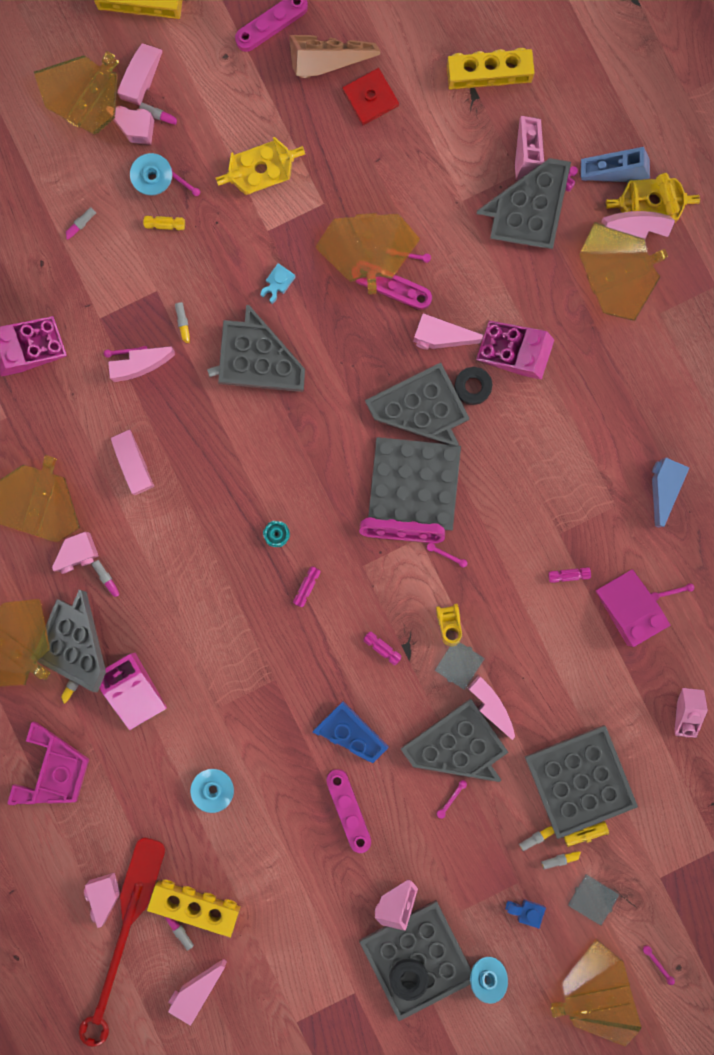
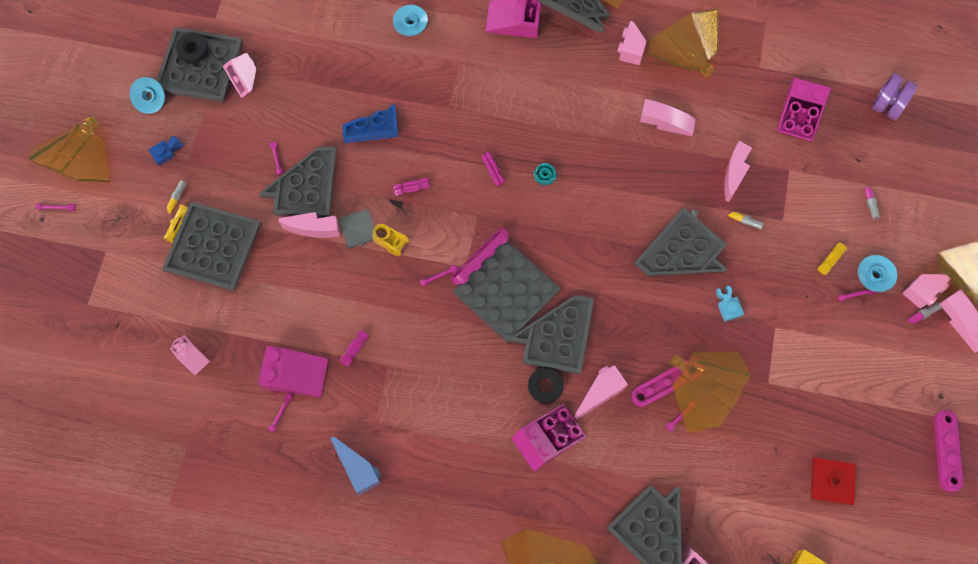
camera: 130 degrees right, 15 degrees down
(105, 578) = (600, 53): light grey piece -> none
(107, 353) = (745, 180): dark pink hinge -> none
(272, 154) = (839, 344): yellow plate -> none
(318, 57) = (894, 465): nougat wedge -> none
(348, 810) = (326, 91): dark pink plate -> none
(536, 838) = (203, 191): light grey piece -> none
(593, 899) = (133, 198): clear light blue piece -> none

